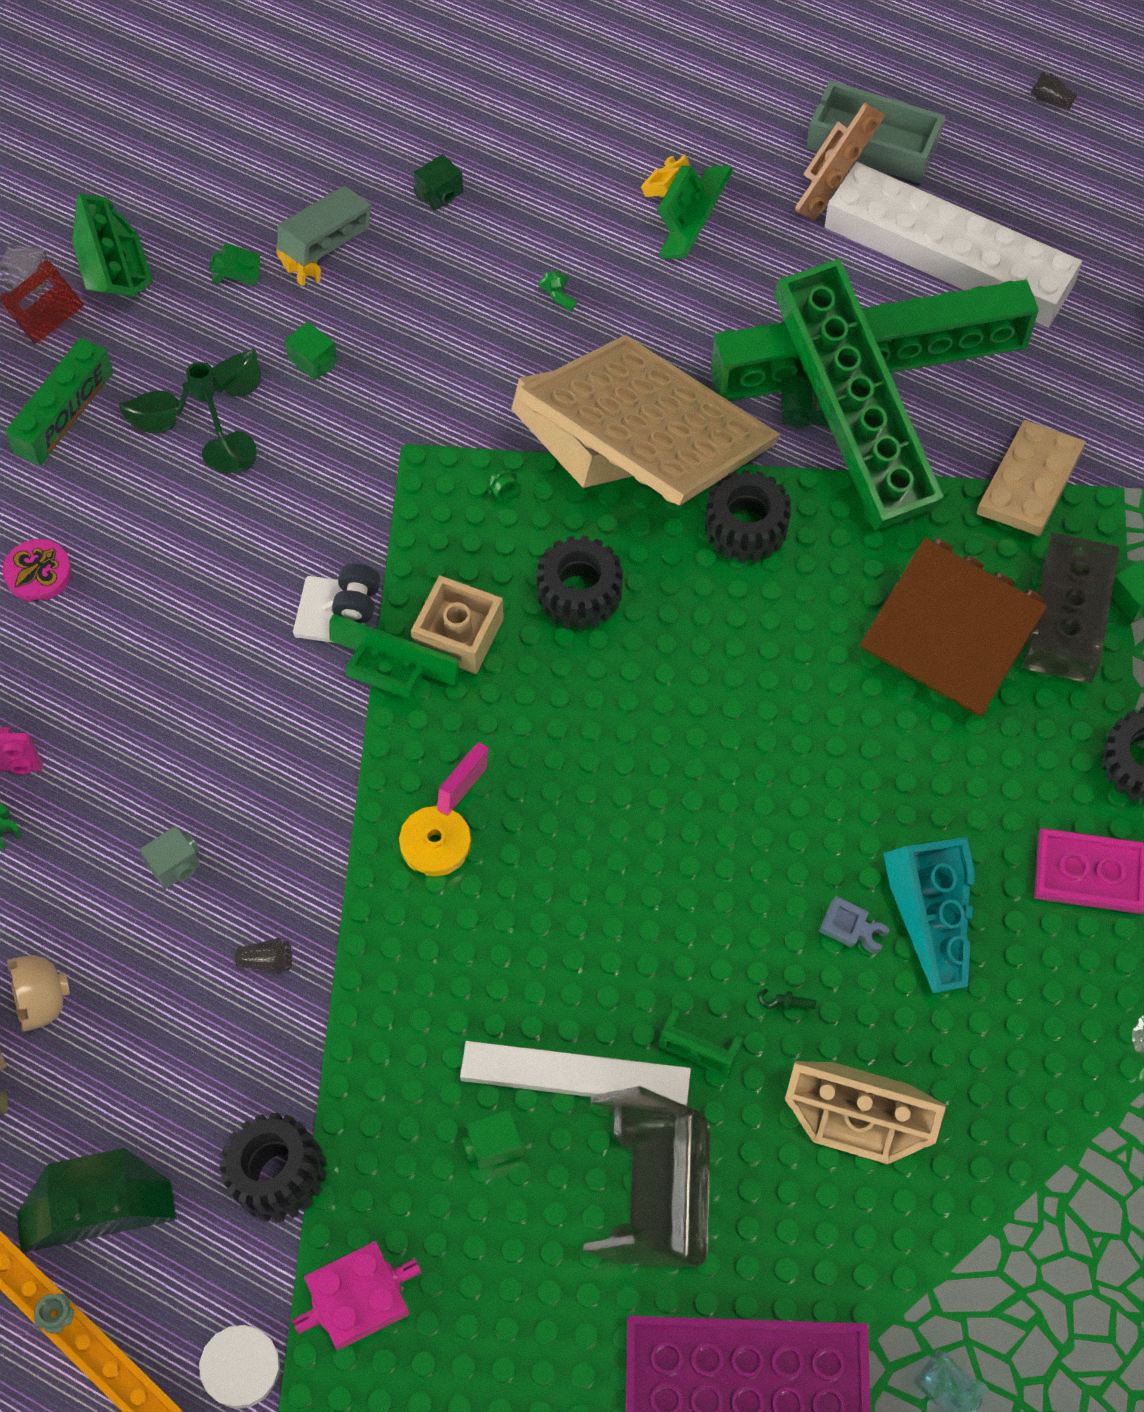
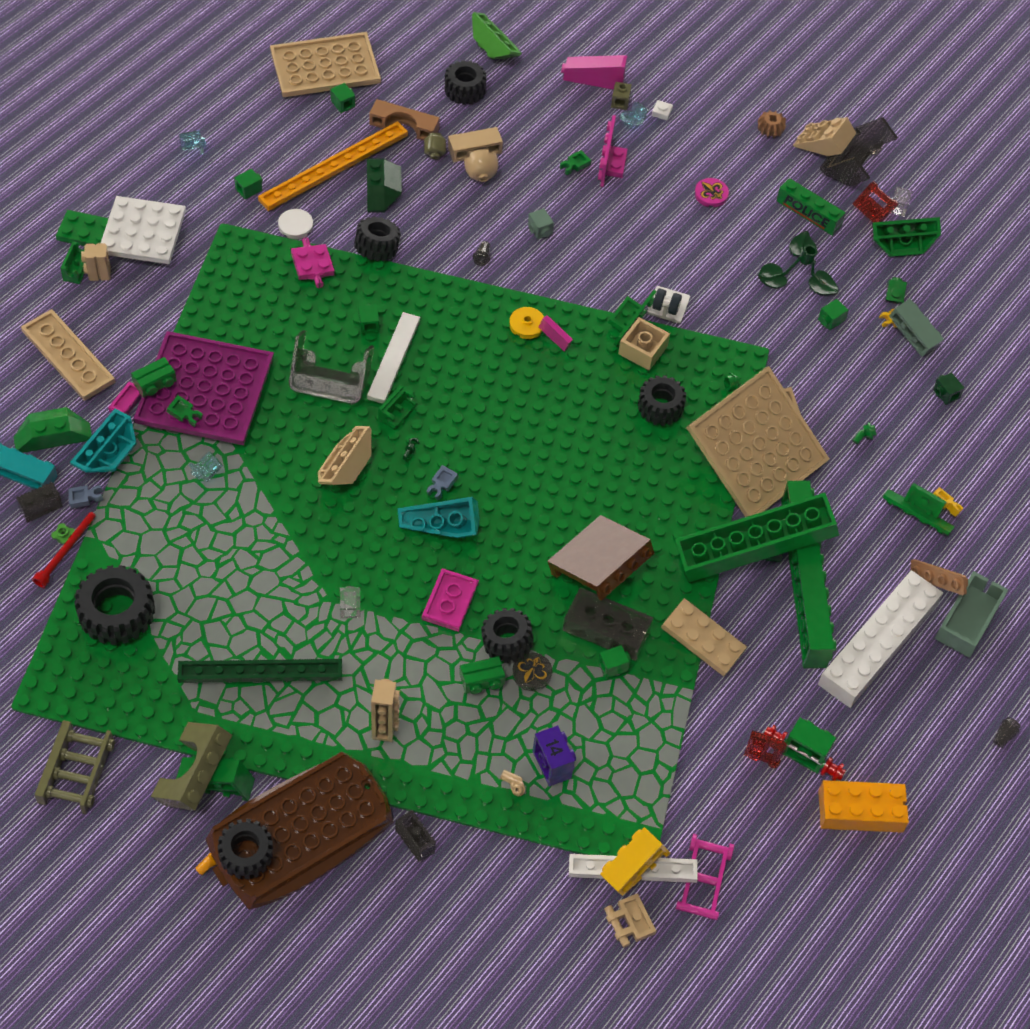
camera: 95 degrees right, 5 degrees down
(43, 1313) = (333, 159): sand green plate -> none
(753, 494) = (692, 471): black tyre -> none

